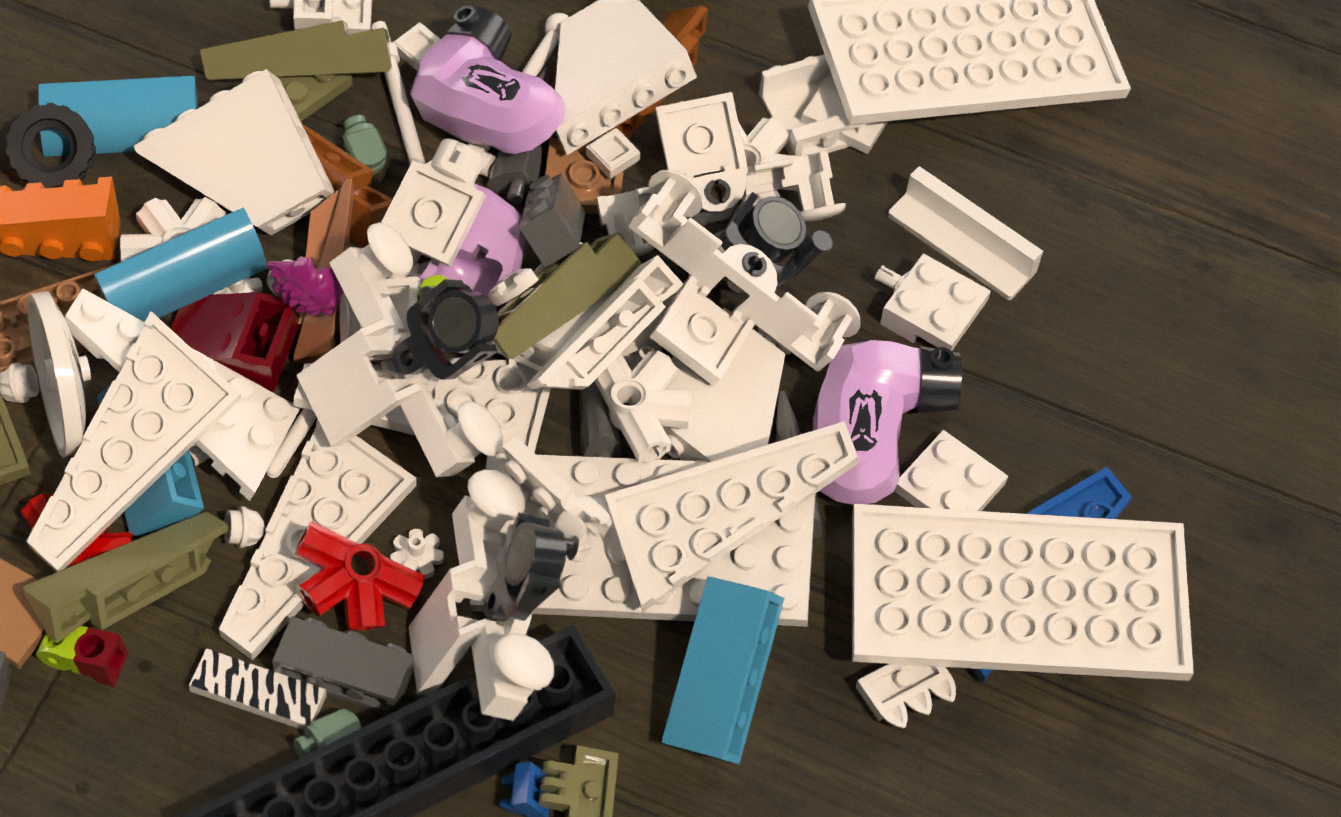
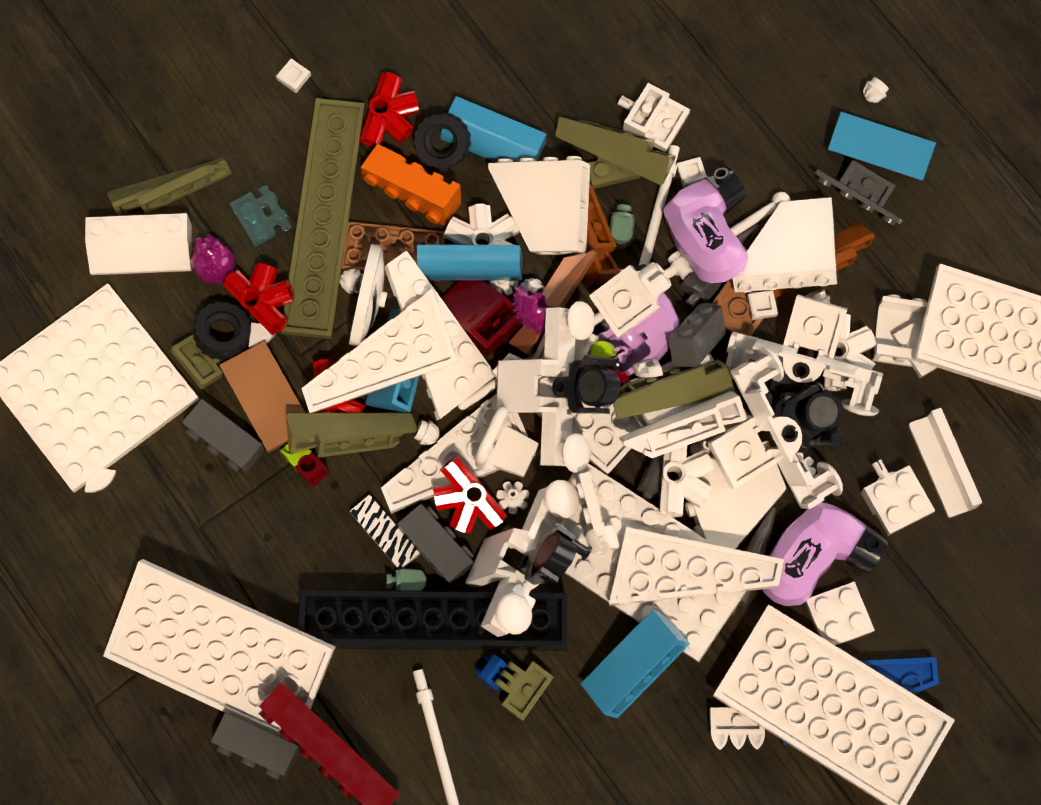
camera: 35 degrees right, 15 degrees up
(372, 486) = (512, 449): none -> white piece

